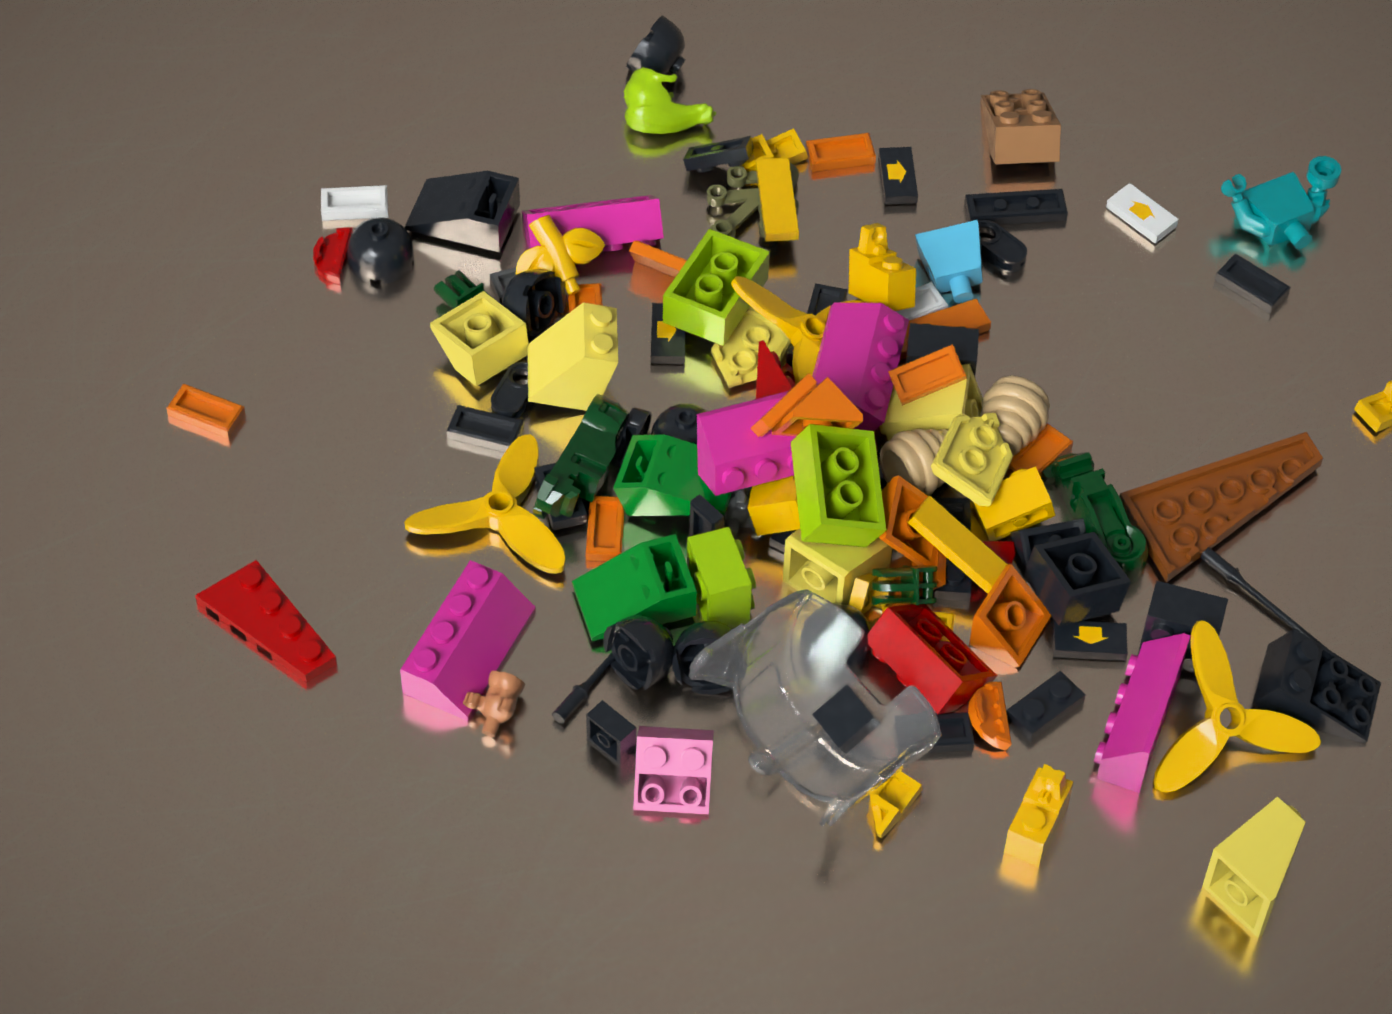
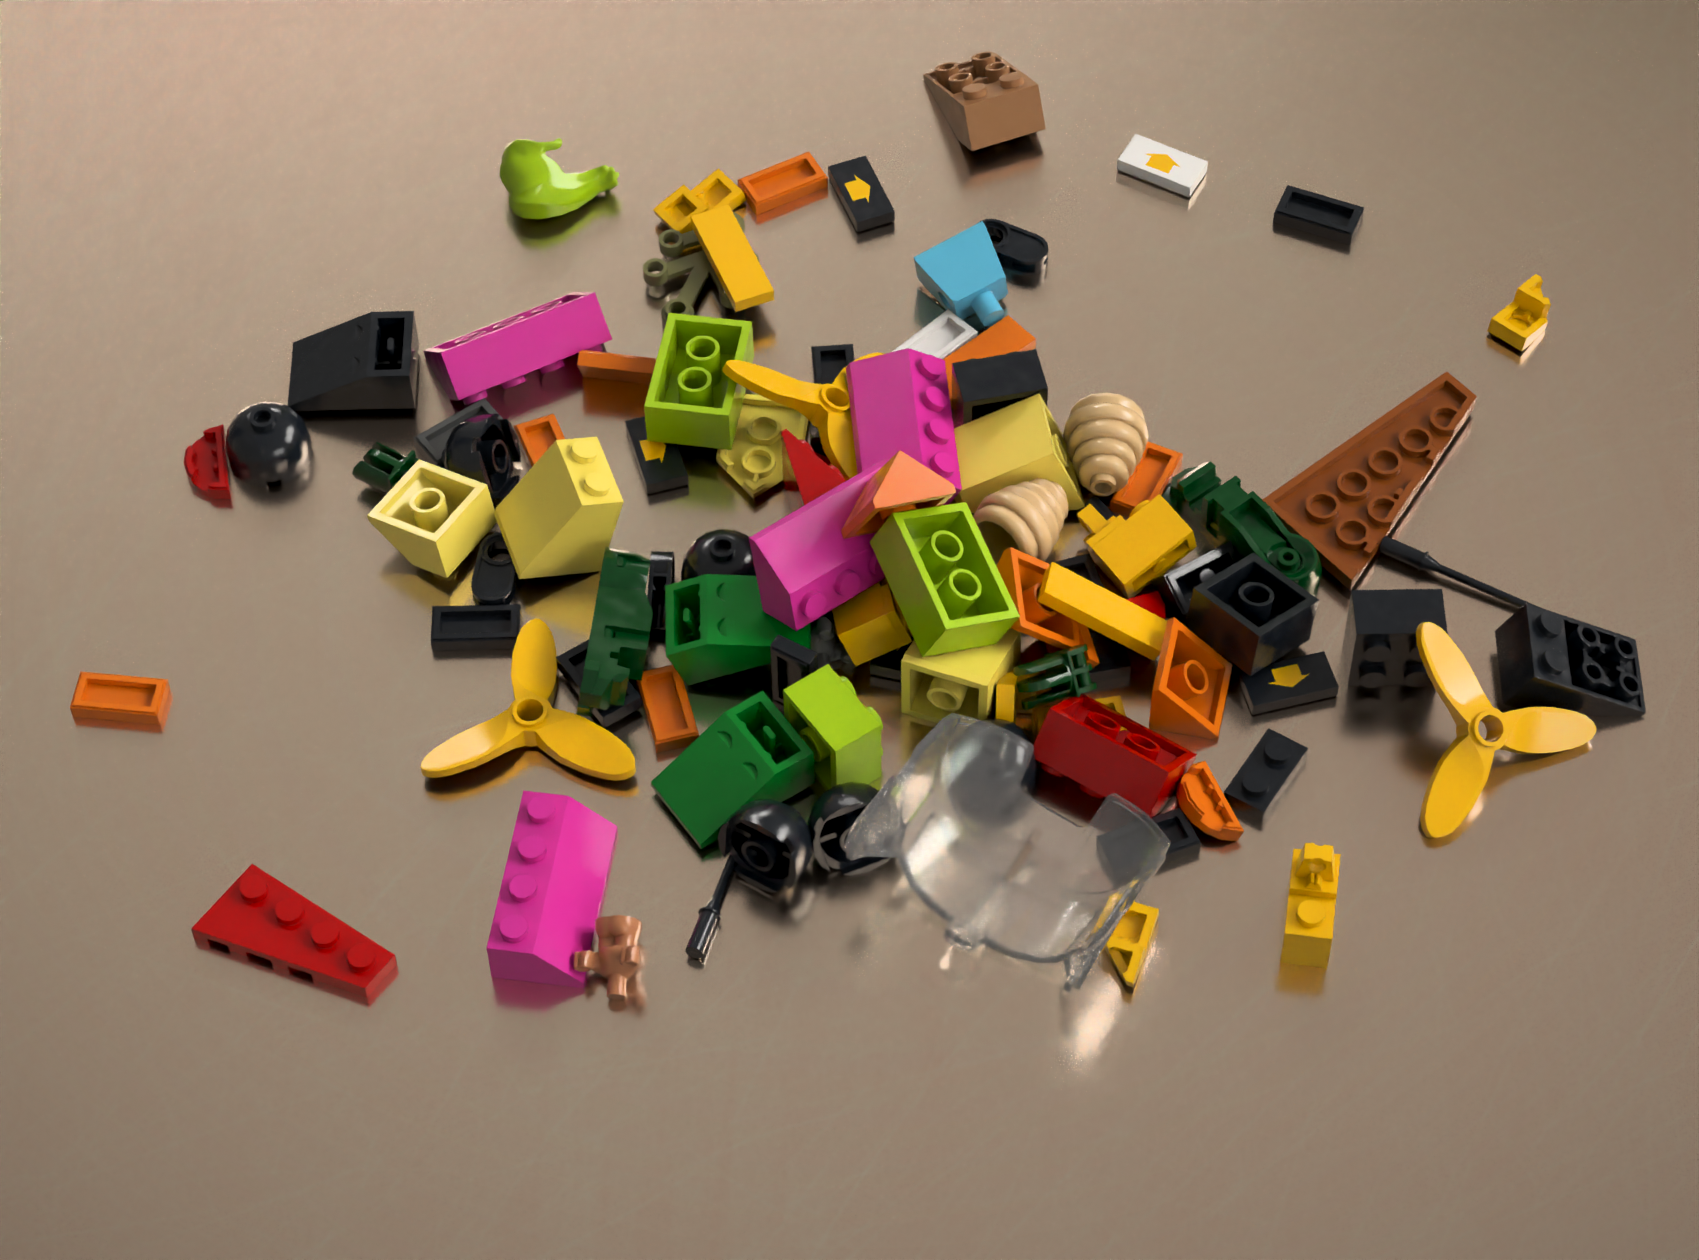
camera: 15 degrees left, 0 degrees up
(354, 203) = (213, 394): white tile -> none
(560, 252) = (495, 388): yellow plant -> none
(611, 733) = (768, 952): black piece -> none
(660, 49) = (525, 113): black cylinder -> none
(673, 770) = (859, 975): bright pink slope -> none
(708, 156) = (628, 228): black plate -> none
(784, 405) = (850, 499): orange tile -> none
(846, 718) = (1044, 855): black piece -> none
(878, 273) = (887, 315): yellow hinge -> none
(927, 375) = (995, 419): orange tile -> none
(973, 457) = (1085, 503): light yellow tile -> none
(1017, 206) = (1014, 195): black tile -> none
(1141, 711) = (1384, 749): dark pink slope -> none
(1253, 864) = (1583, 893): light yellow slope -> none
(1281, 207) = (1321, 116): teal torso -> none

